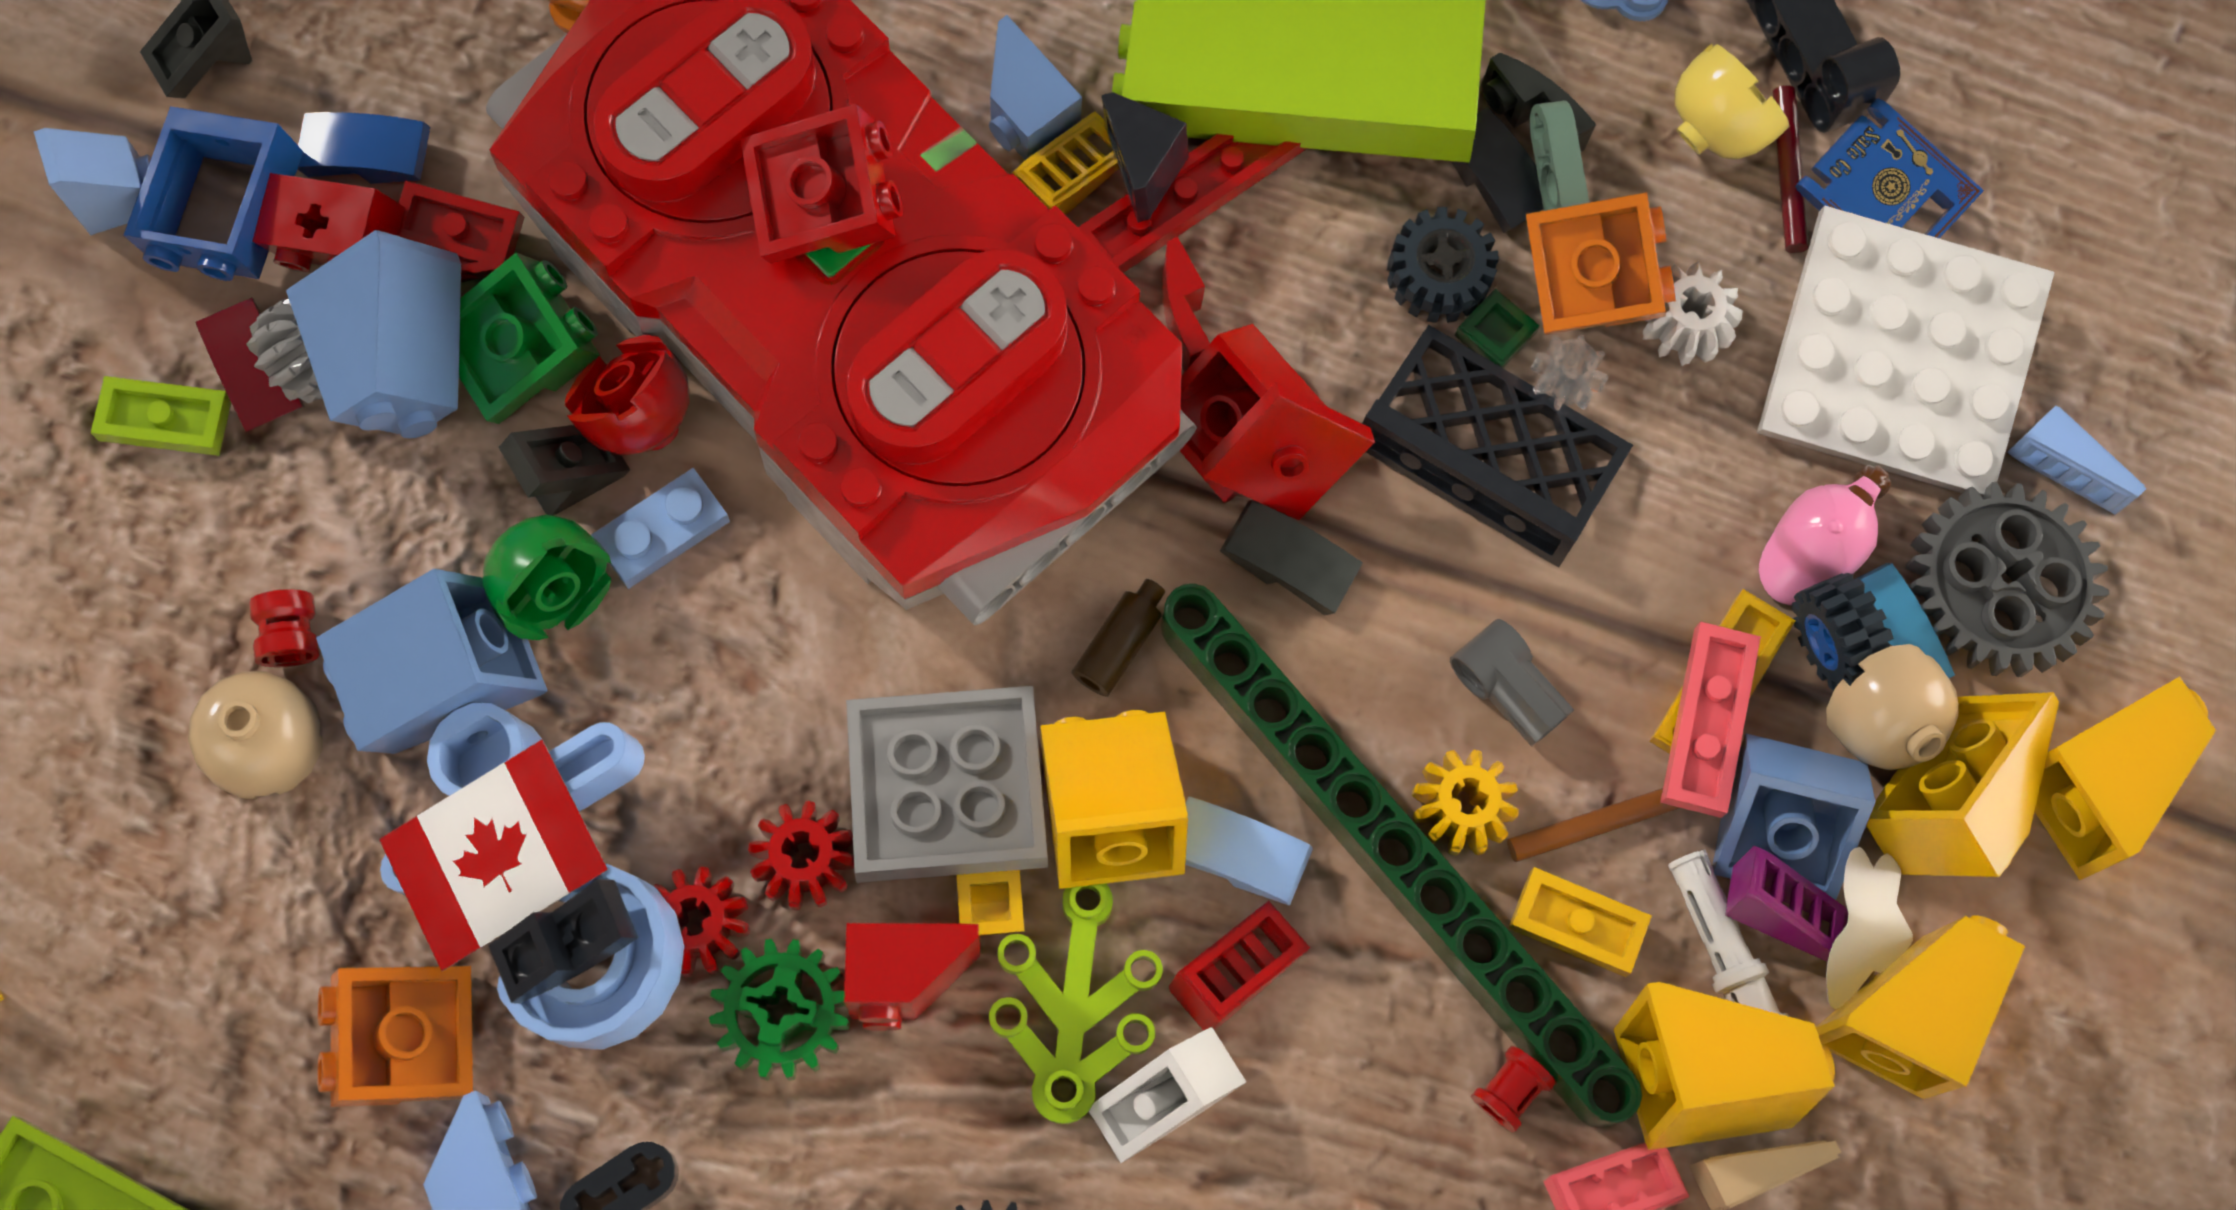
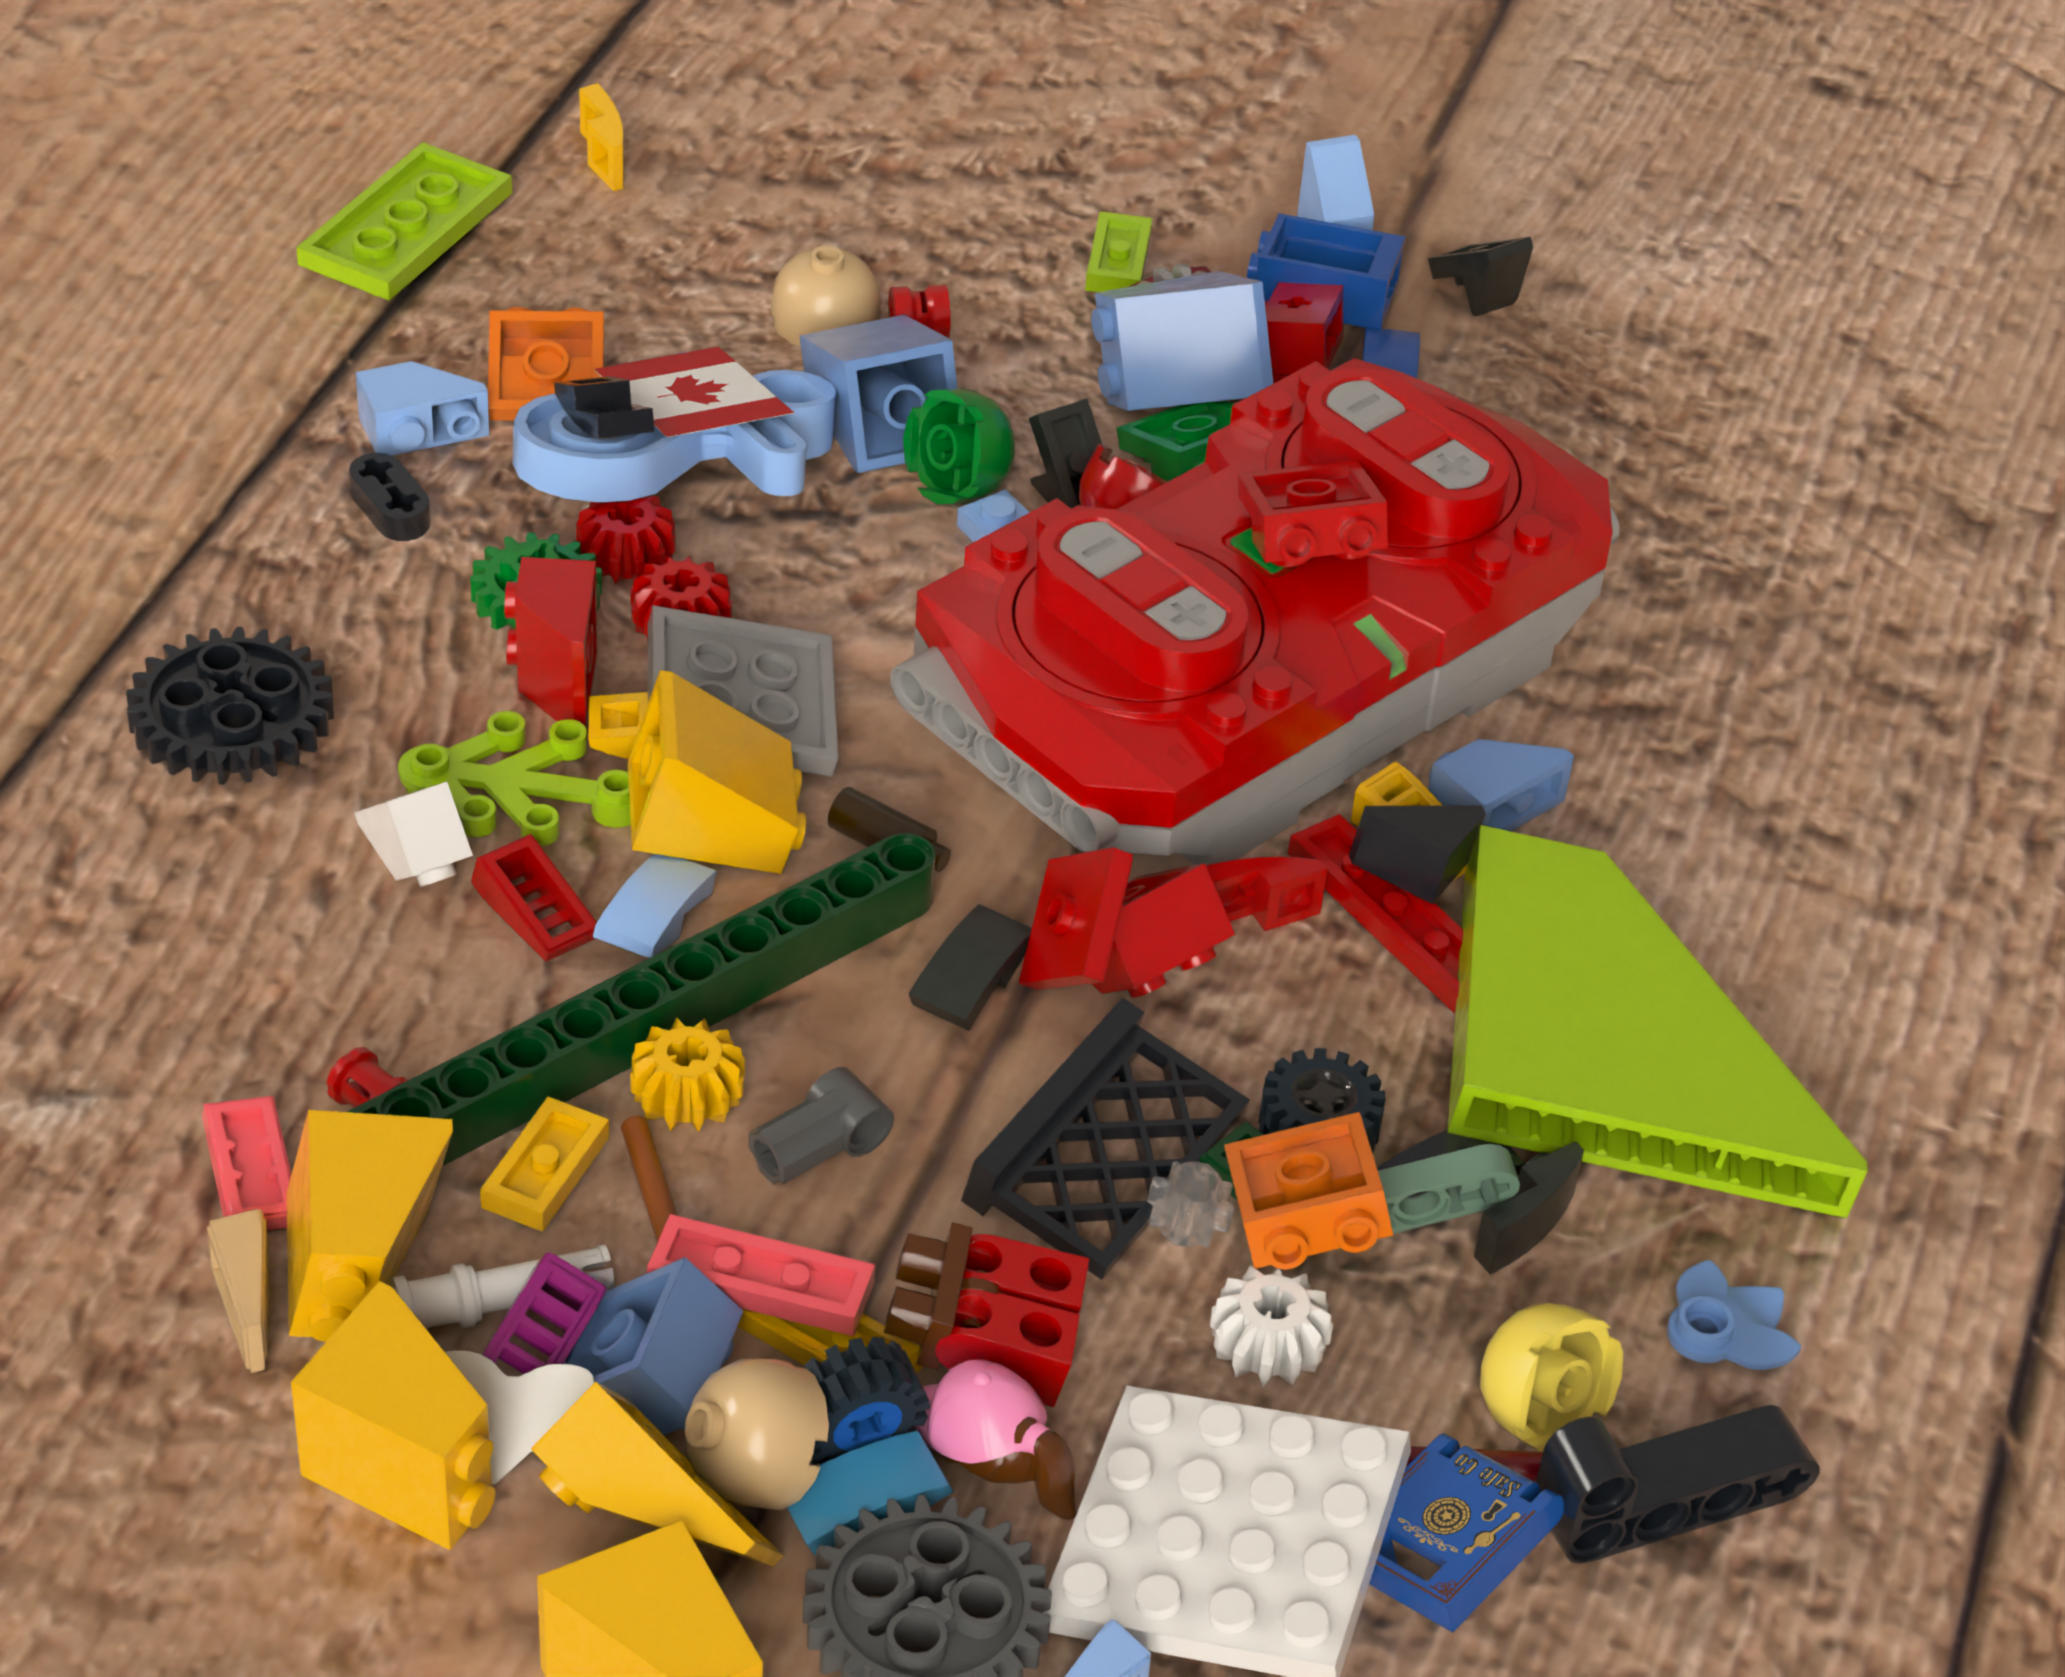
camera: 95 degrees right, 30 degrees down
(1718, 529) = (990, 1304): none -> red hips

